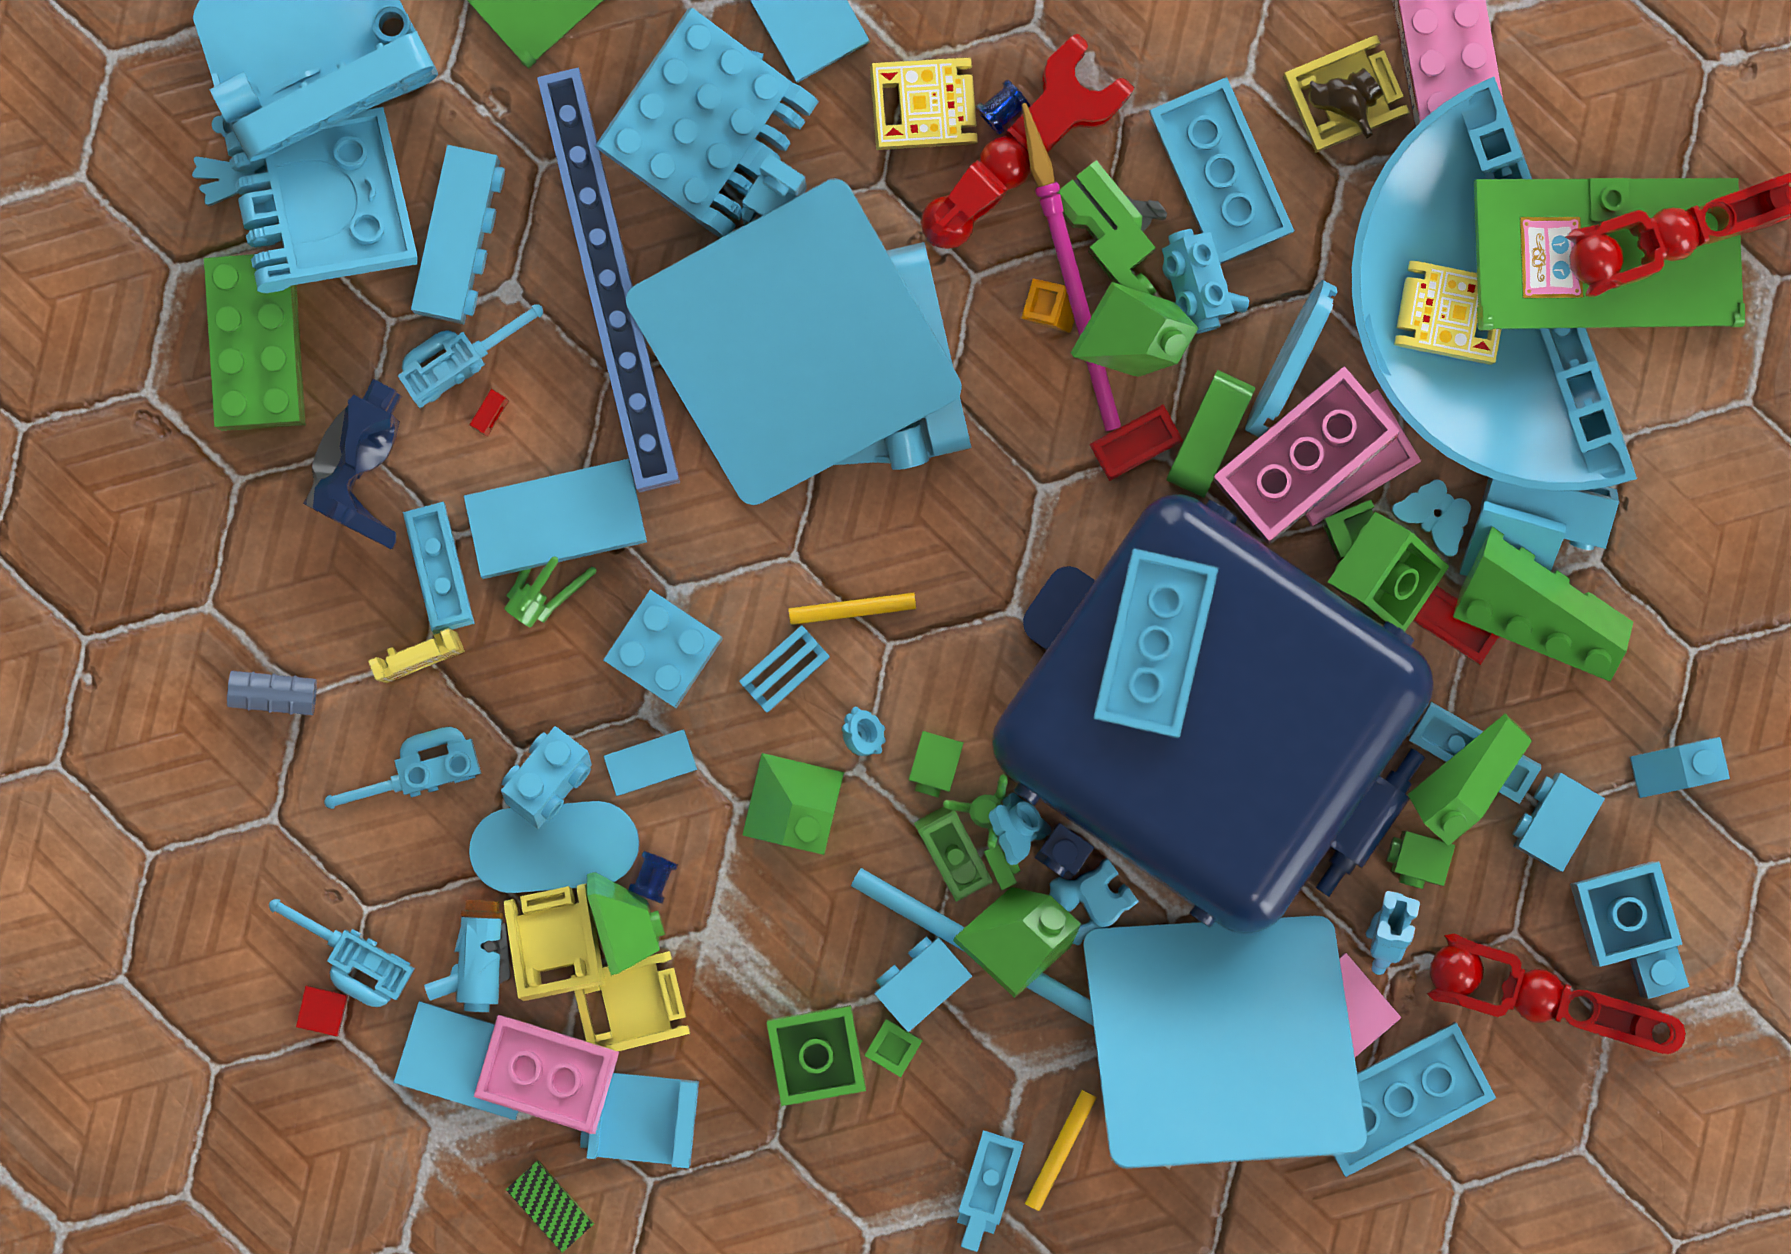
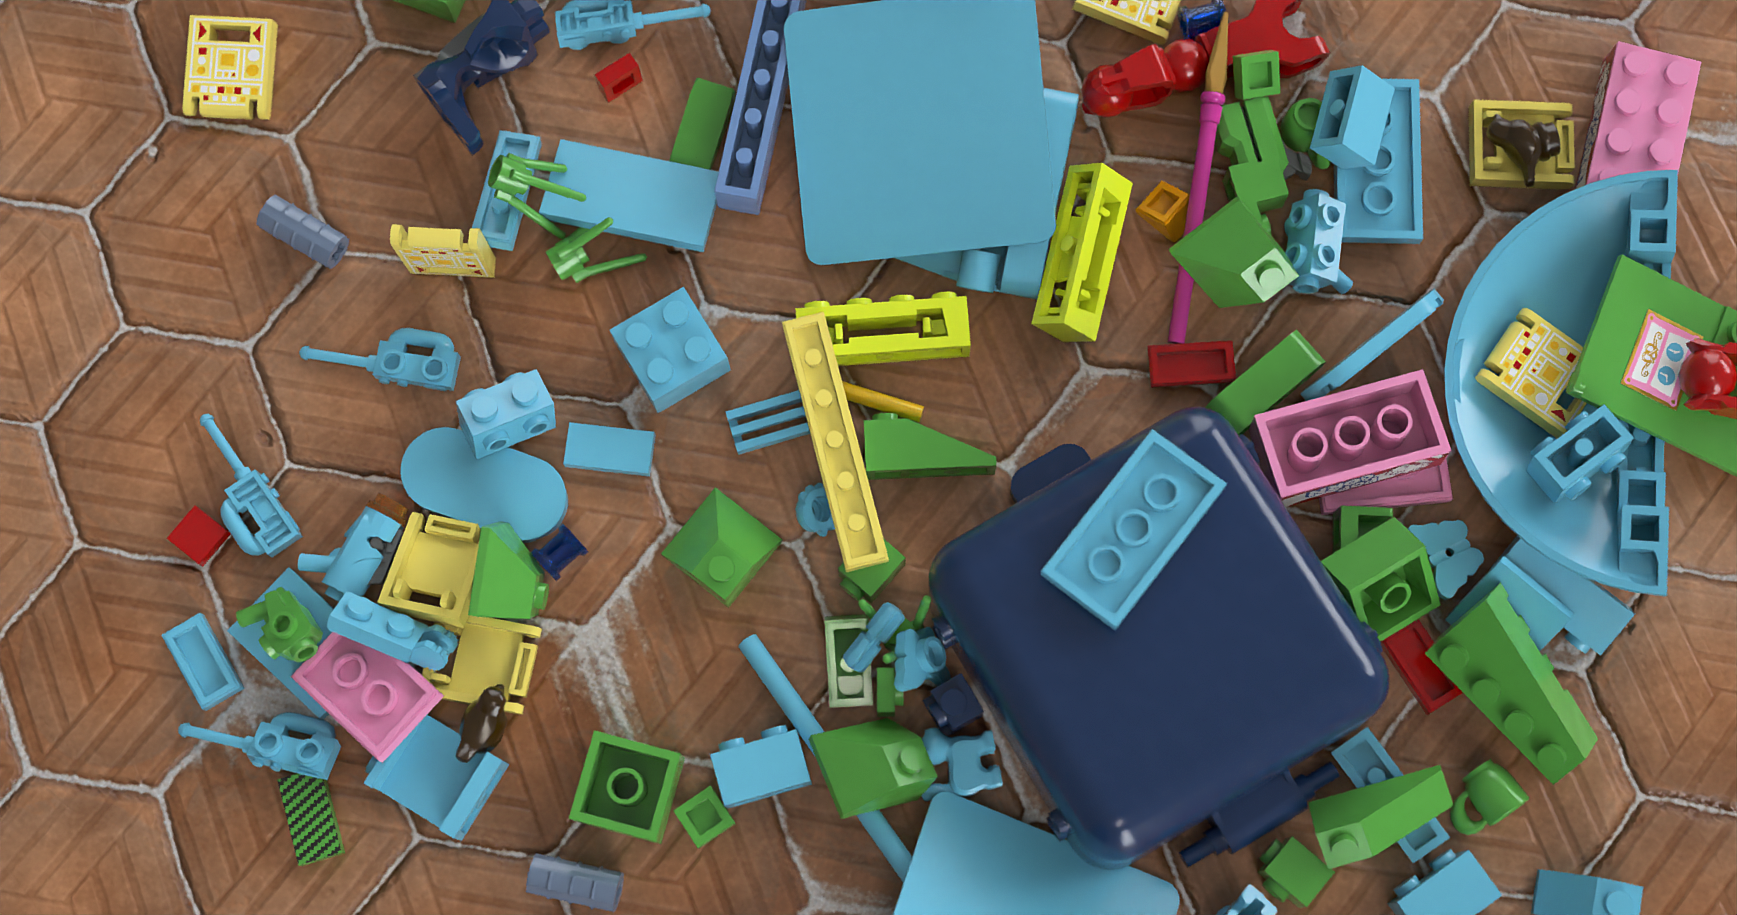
camera: 25 degrees right, 10 degrees down
(124, 575) = (229, 72): none -> light yellow container
(384, 1118) = (202, 661): none -> medium azure tile
(445, 561) = (511, 177): none -> bright green plant
(451, 1055) = (288, 628): none -> bright green piece
(491, 1164) = (276, 749): none -> medium azure piece
(546, 1018) = (392, 632): none -> medium azure hinge
(588, 422) = (703, 124): none -> bright green slope
(663, 1059) = (482, 724): none -> dark brown animal
(809, 1155) = (575, 882): none -> sand blue axle
(852, 515) = (943, 328): none -> neon yellow brick
(853, 667) = (835, 442): none -> light yellow tile
(920, 640) = (911, 450): none -> bright green slope
(971, 818) = (880, 630): none -> medium azure piece
(993, 387) = (1083, 252): none -> neon yellow brick
(1077, 147) = (1256, 74): none -> bright green plate
(1143, 169) = (1298, 129): none -> bright green piece
(1182, 152) = (1352, 117): none -> medium azure brick
(1518, 369) = (1588, 446): none -> medium azure brick
(1562, 711) = (1493, 795): none -> bright green piece

